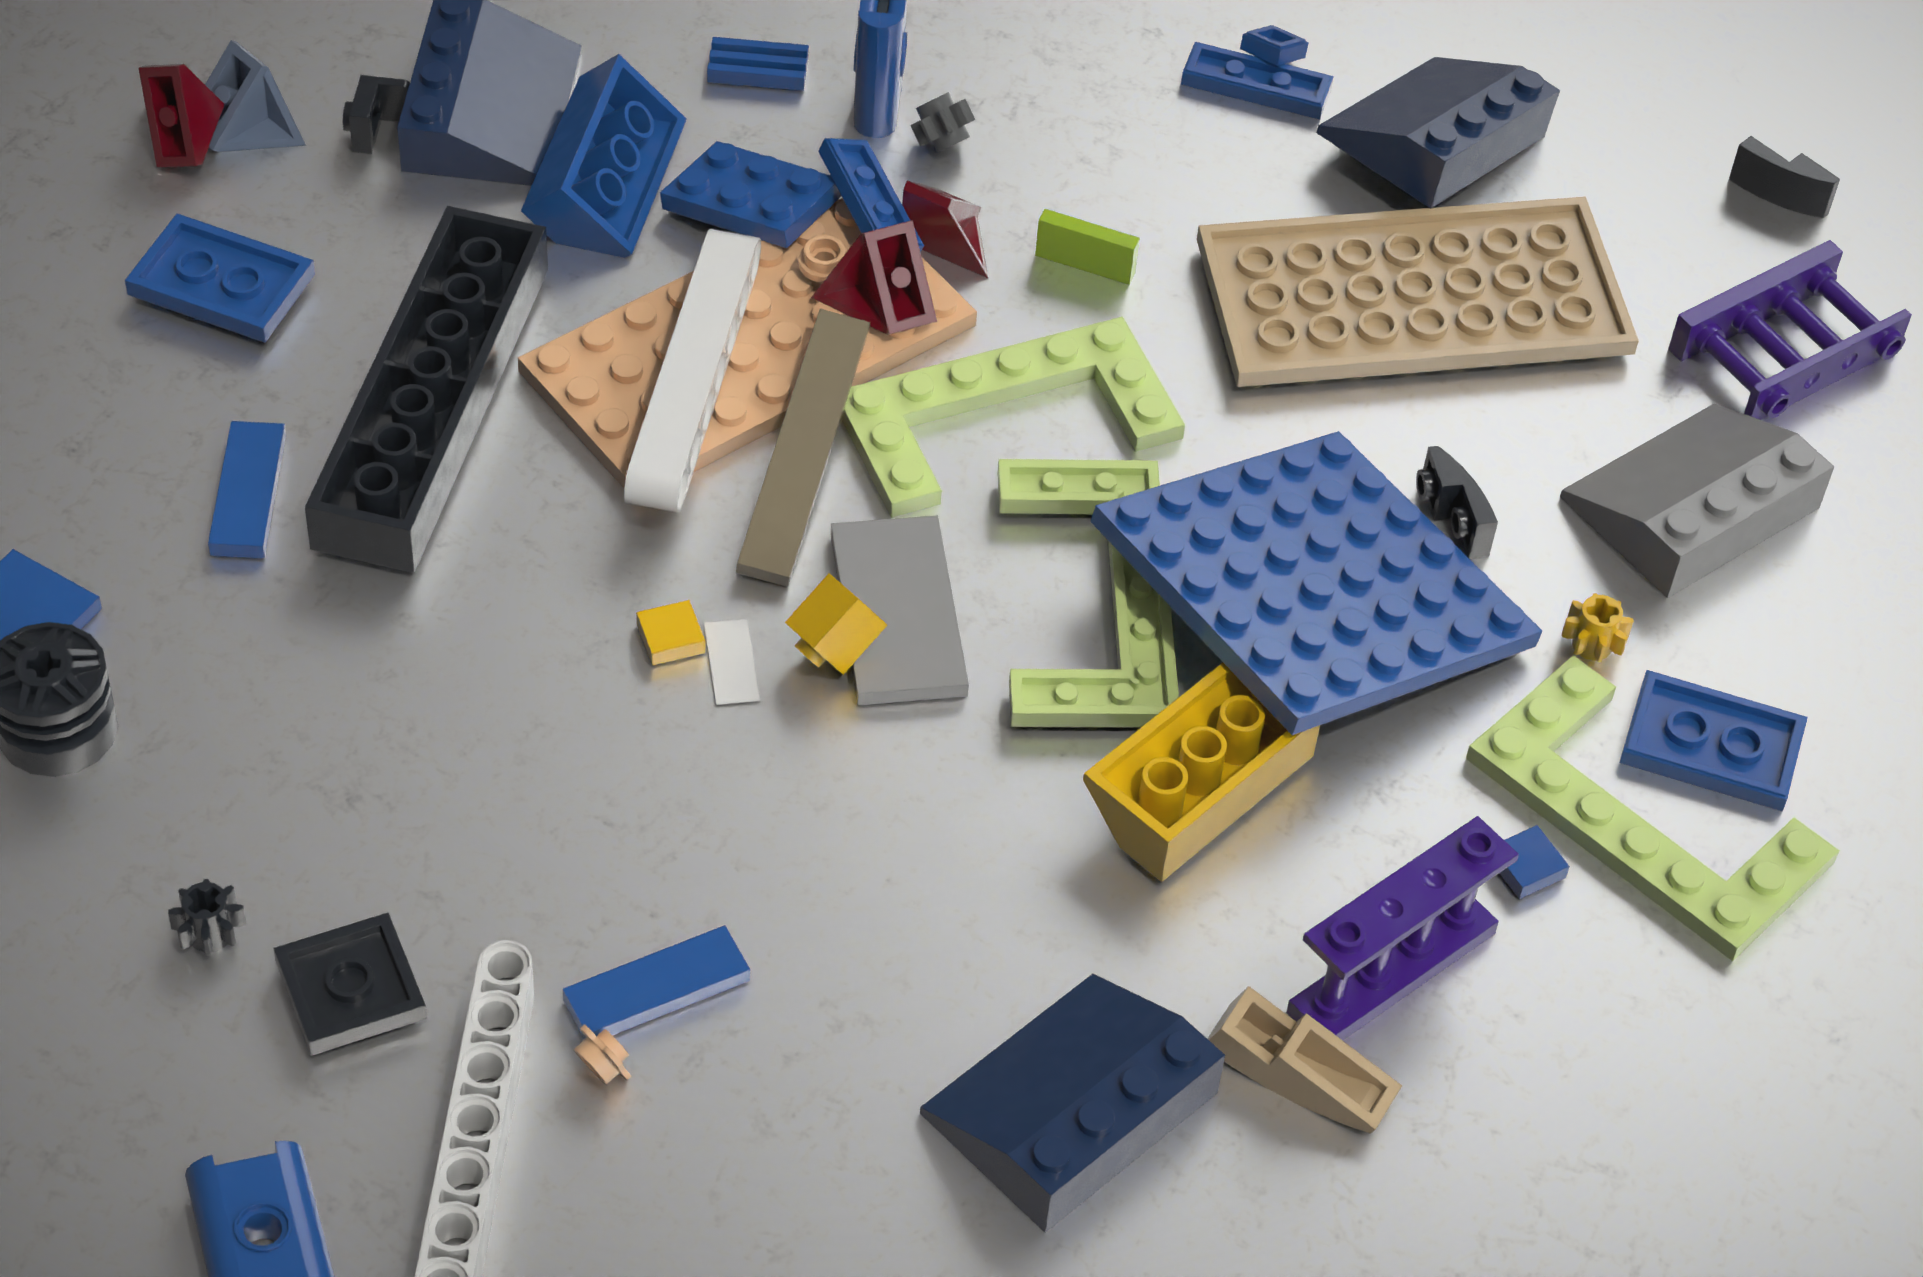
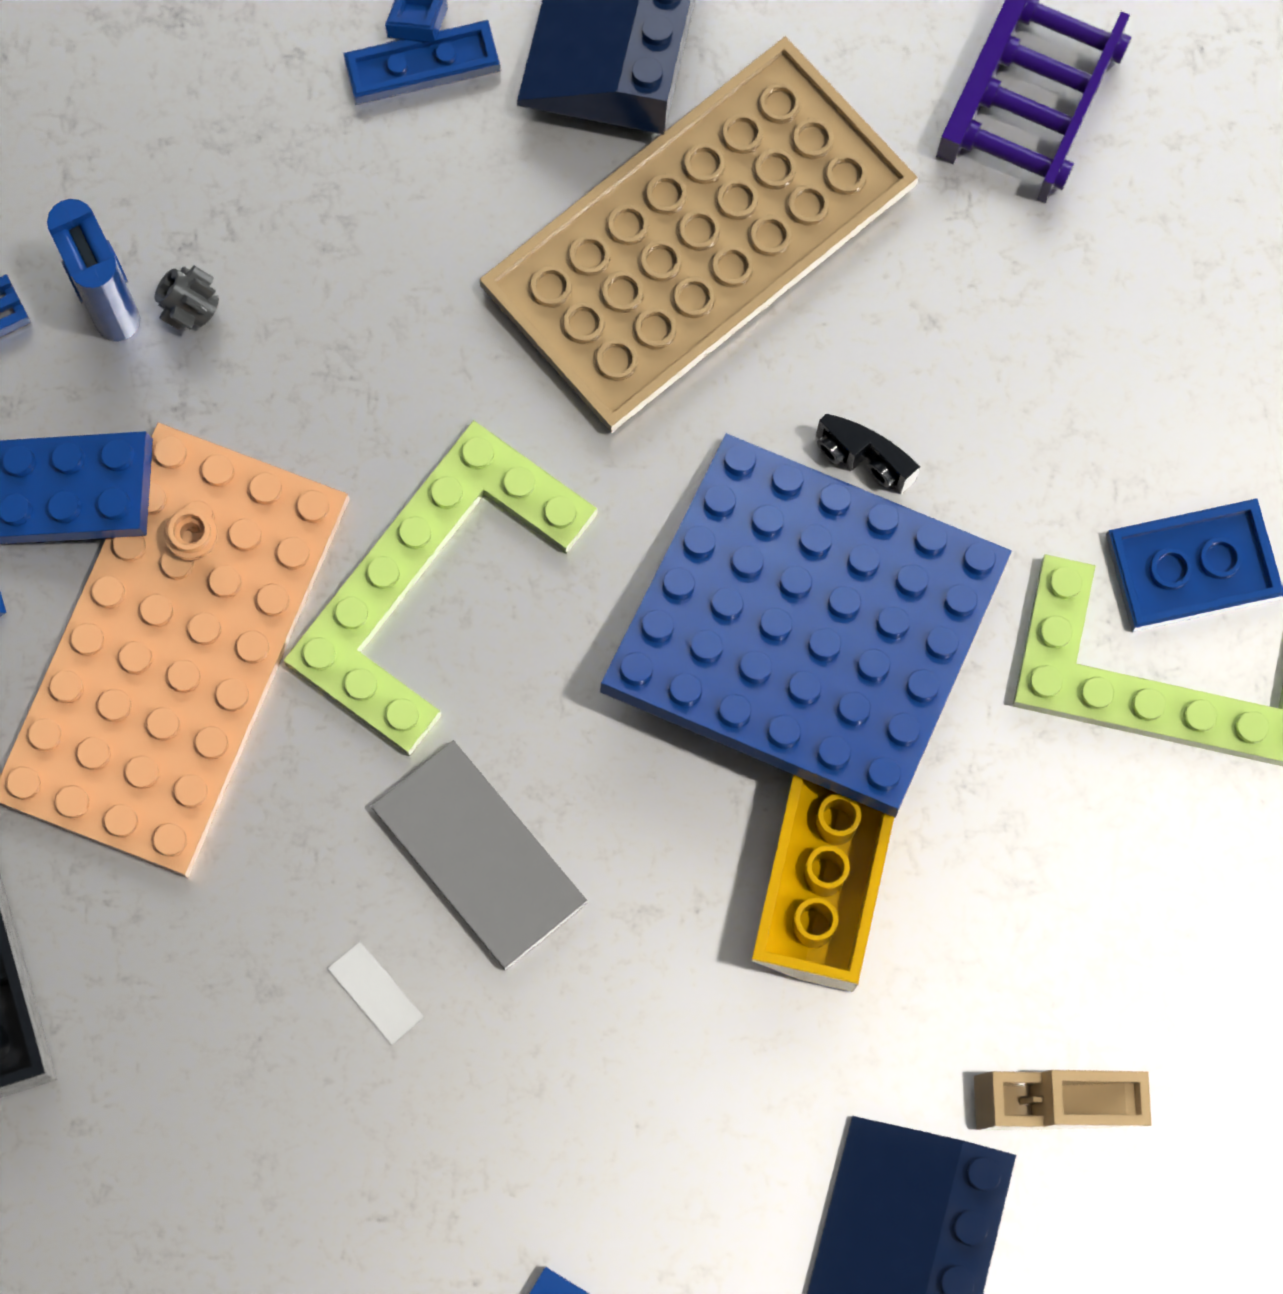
camera: 30 degrees left, 25 degrees up
(670, 632) = (310, 1001): yellow tile -> none
(692, 372) = (160, 732): white beam -> none
(802, 448) = (299, 743): dark tan tile -> none
(834, 625) = (449, 922): yellow brick -> none
(863, 184) = (186, 438): blue tile -> none
(881, 281) = (262, 534): dark red slope -> none
(946, 226) = (259, 408): dark red slope -> none
(1087, 246) = (397, 361): lime tile -> none
(1142, 618) = (728, 807): yellowish green plate -> none
(1403, 930) = (1084, 947): dark purple fence -> none
(1537, 863) = (1120, 785): blue tile -> none
(1597, 627) = (1050, 501): yellow gear -> none
(1701, 494) = (1047, 311): light grey slope -> none

